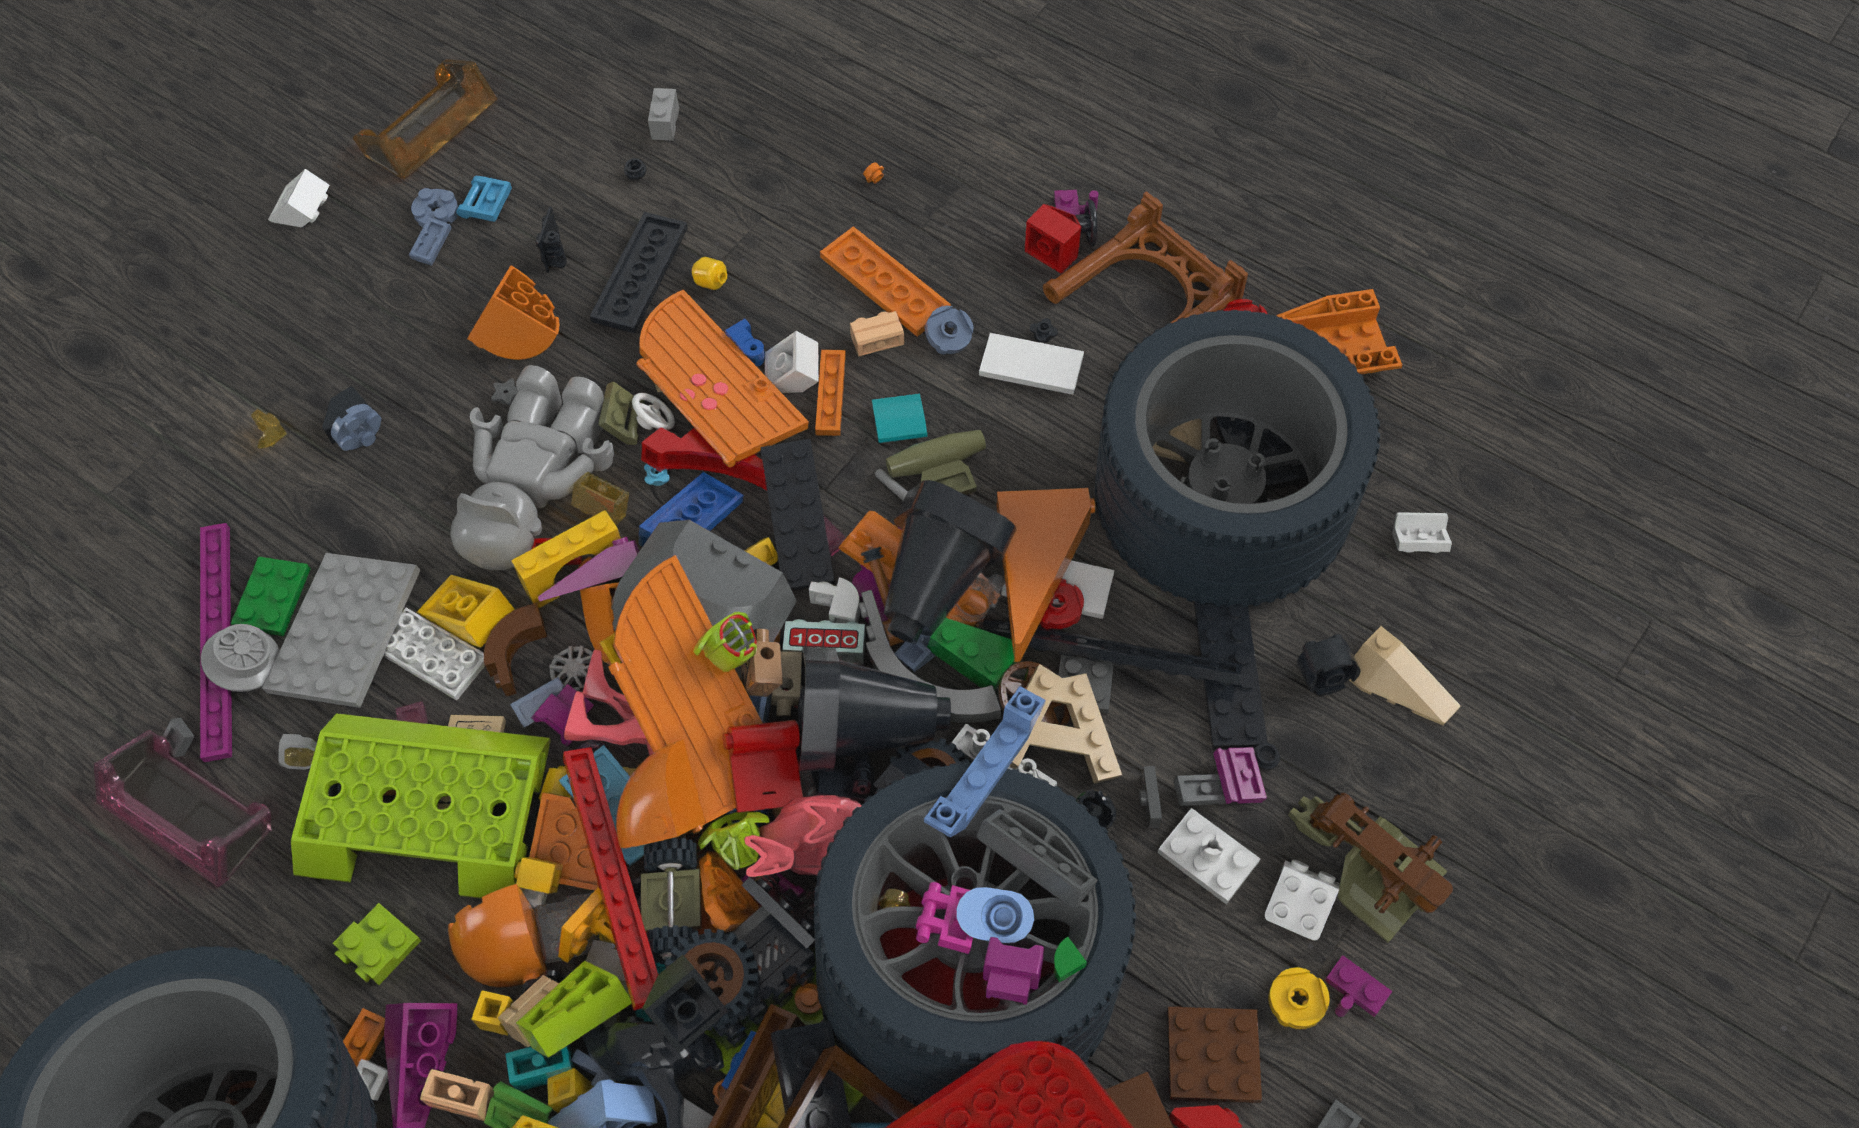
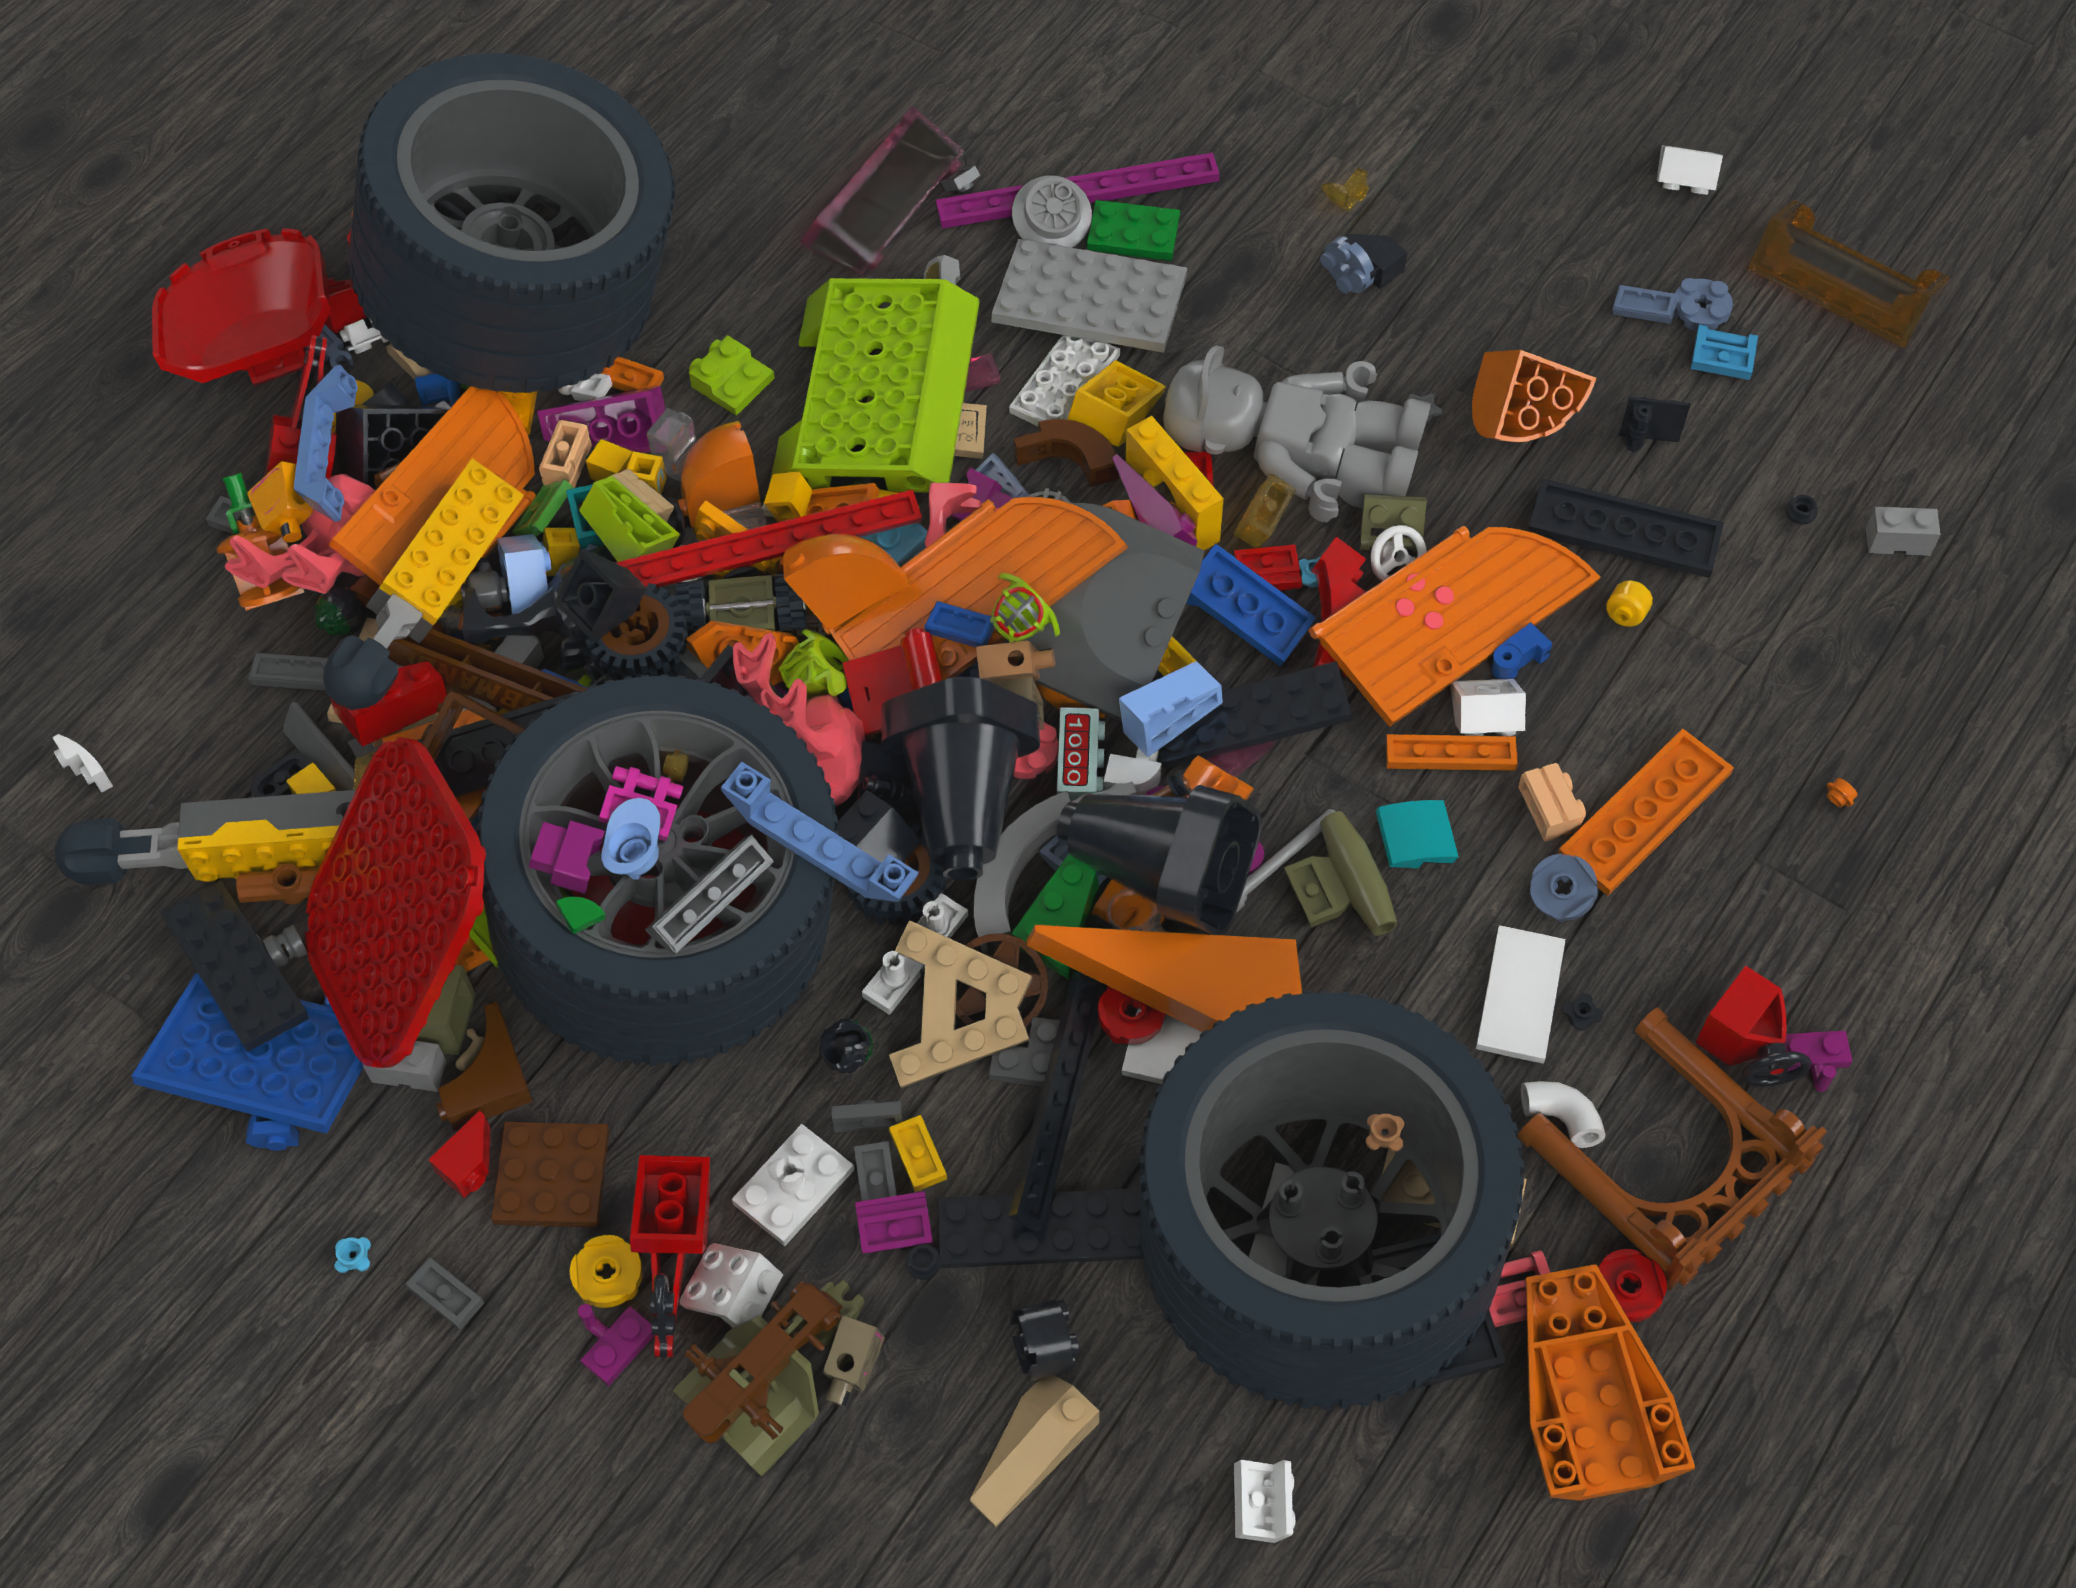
camera: 90 degrees right, 0 degrees up
(460, 983) = (672, 439): none -> clear piece
(471, 1050) = (607, 460): none -> yellow brick
(649, 498) = (1275, 564): none -> red plate
(724, 701) = (959, 625): none -> blue plate
(797, 562) = (1168, 706): none -> light blue wedge
(1118, 341) = (1569, 1106): none -> white cylinder
(1179, 760) = (918, 1153): none -> yellow plate
(1222, 376) = (1387, 1122): none -> medium nougat plate
(1269, 939) = (669, 1218): none -> red slope
(1362, 792) = (852, 1343): none -> dark tan torso

